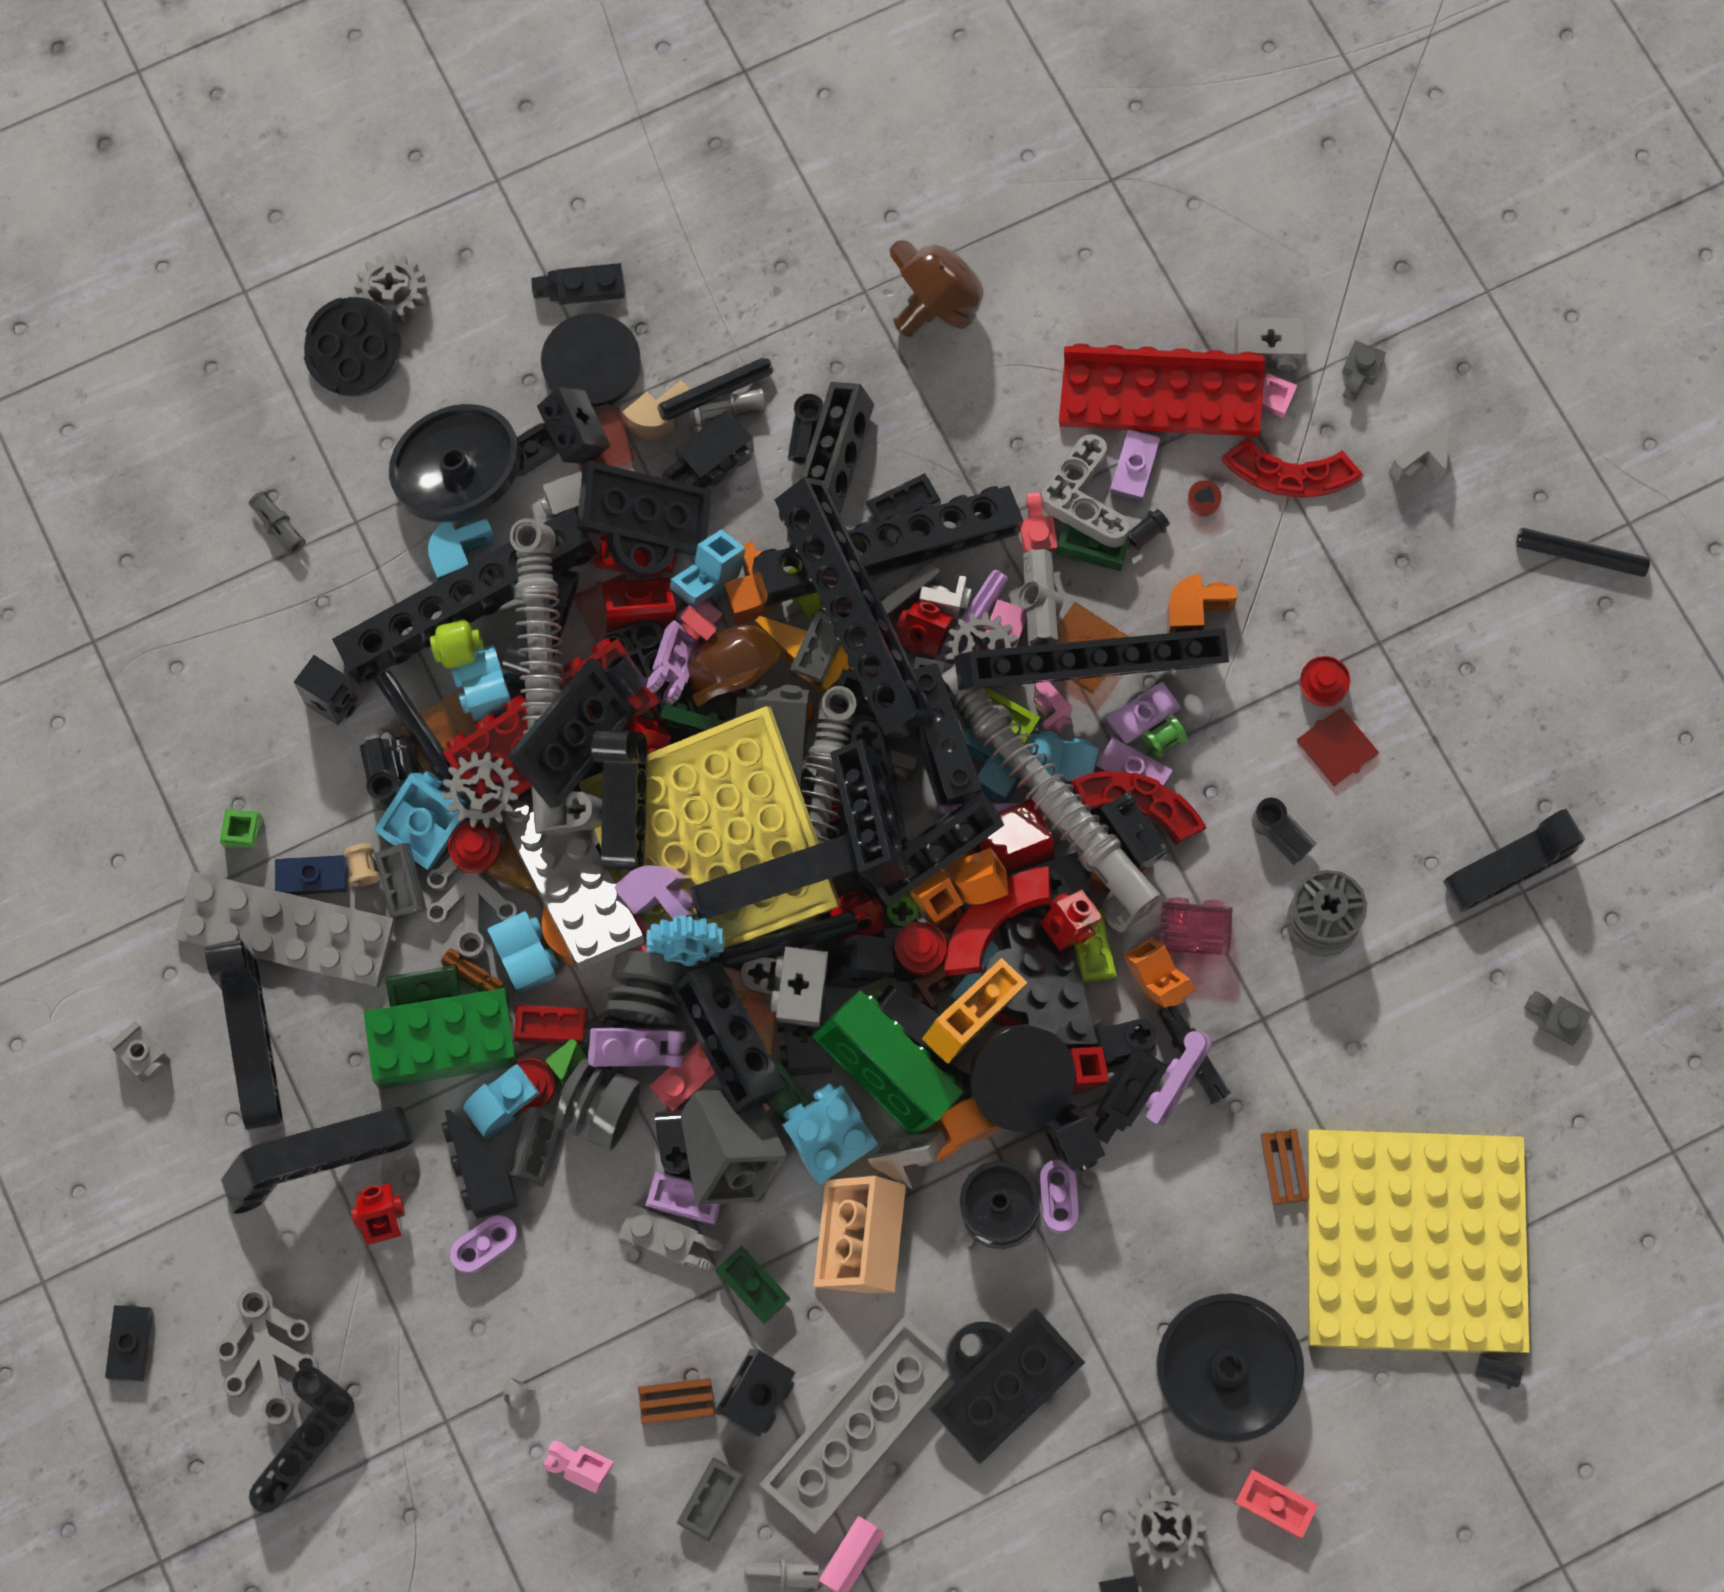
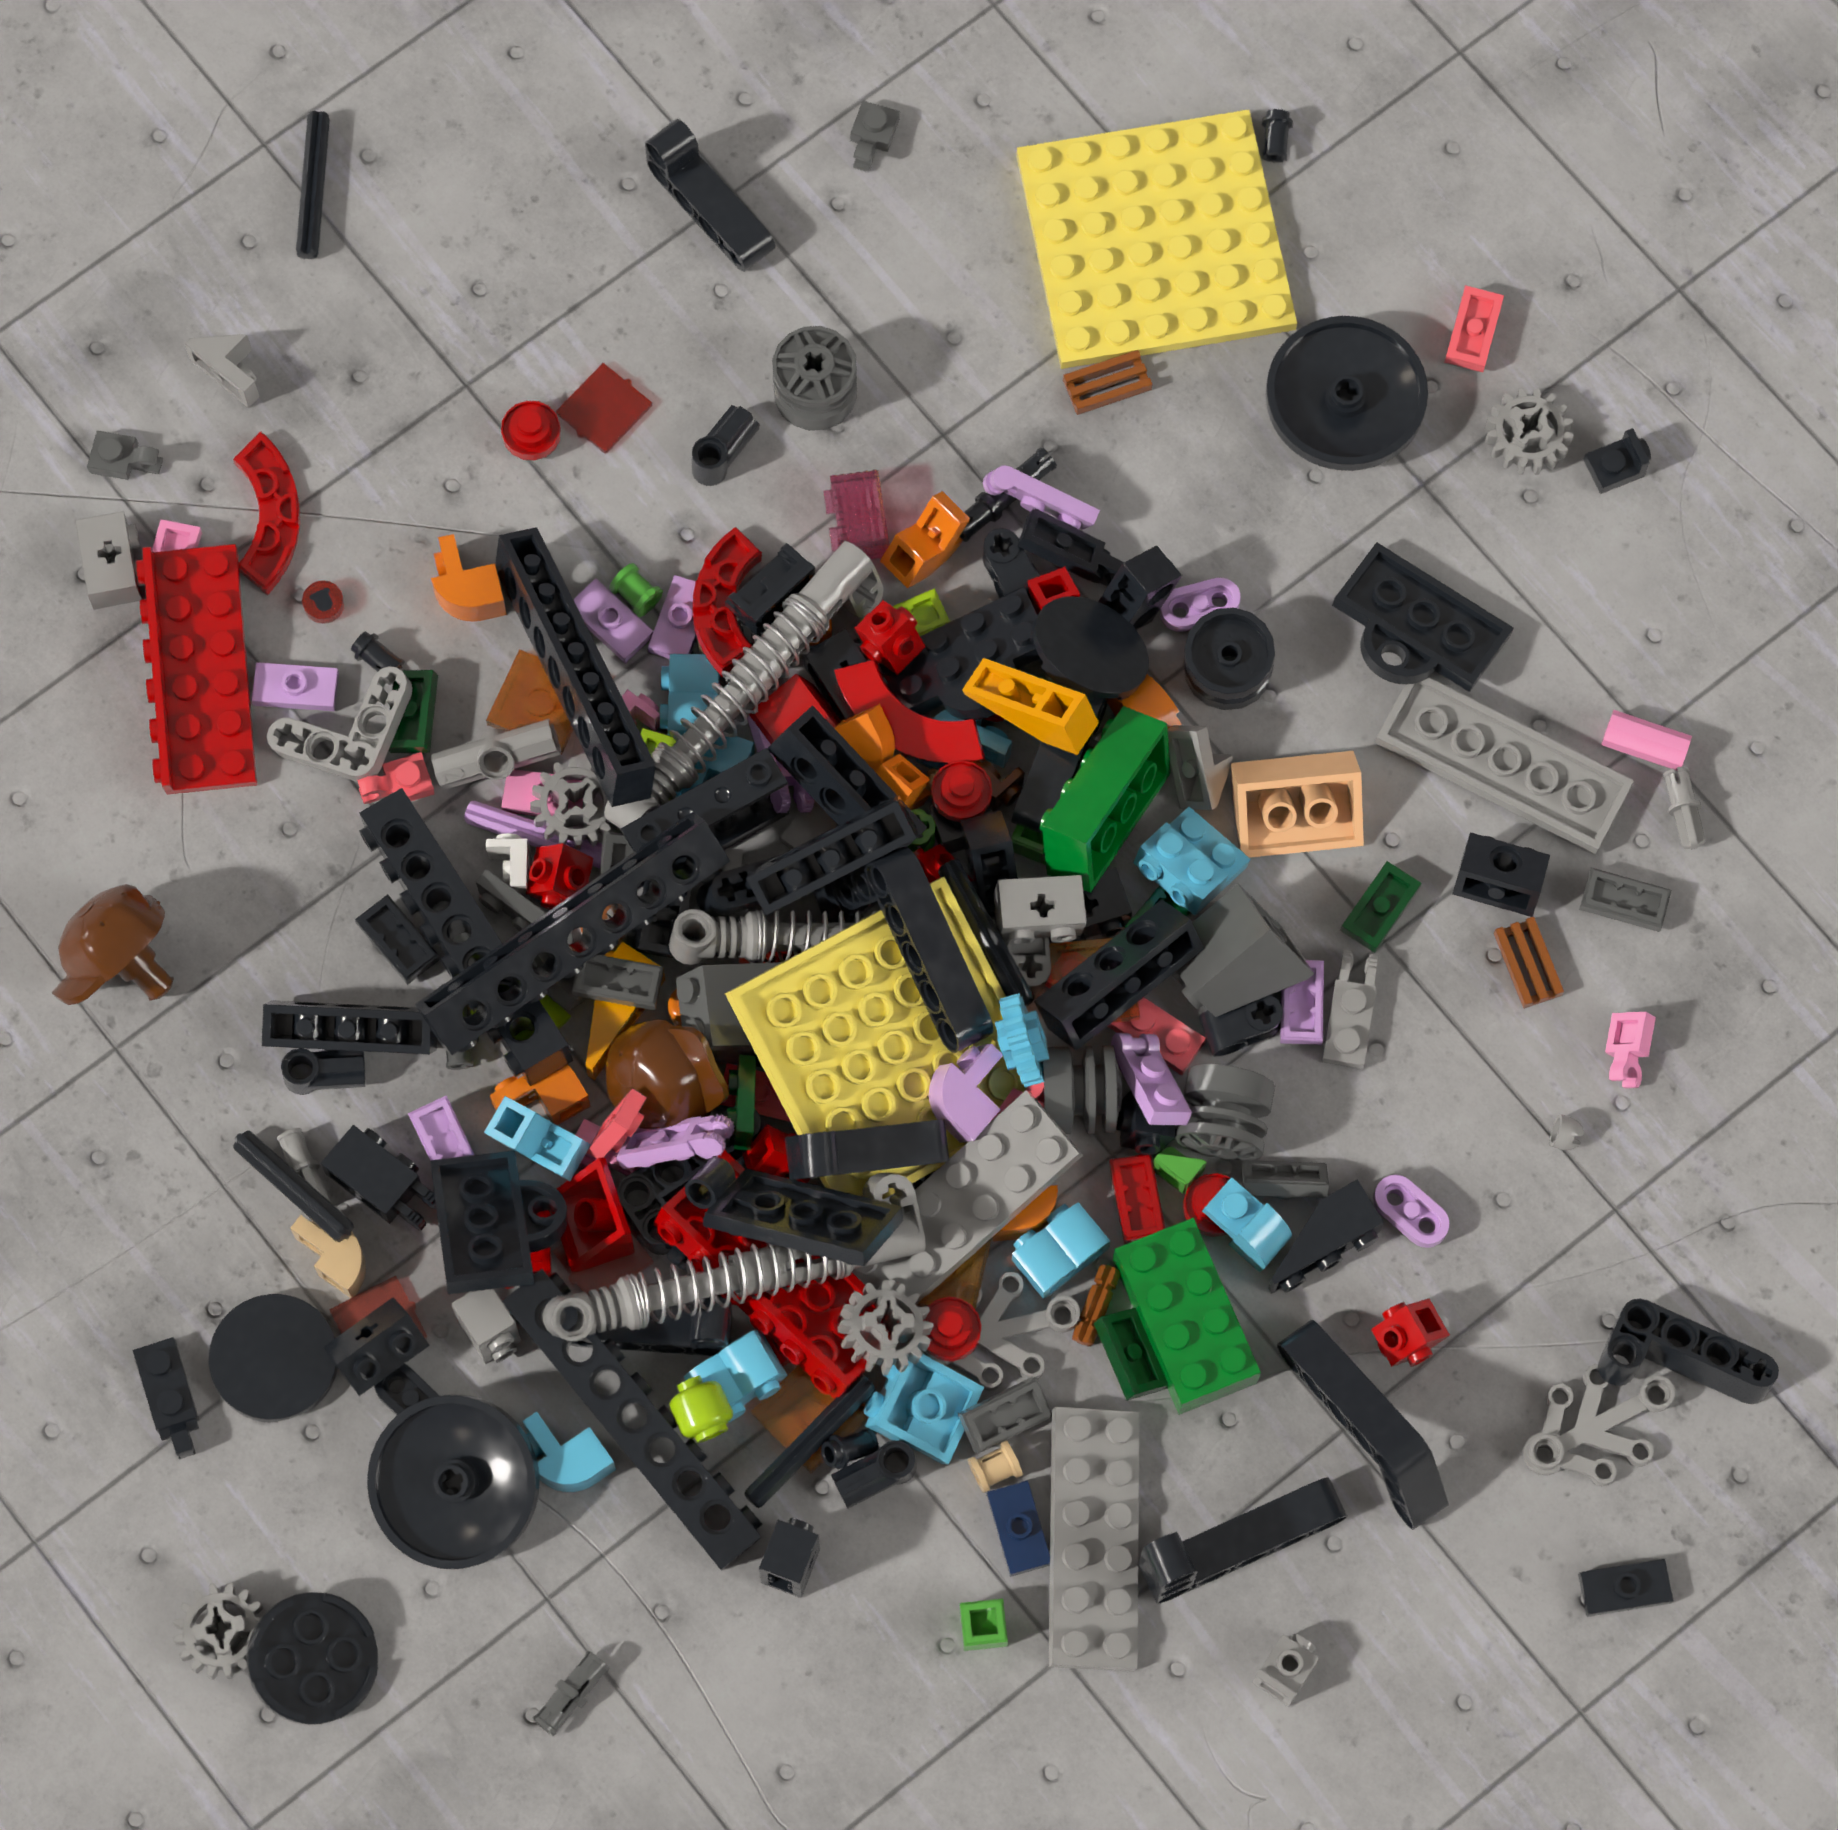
camera: 105 degrees left, 0 degrees up
(734, 506) = (440, 1130): none -> lavender plate

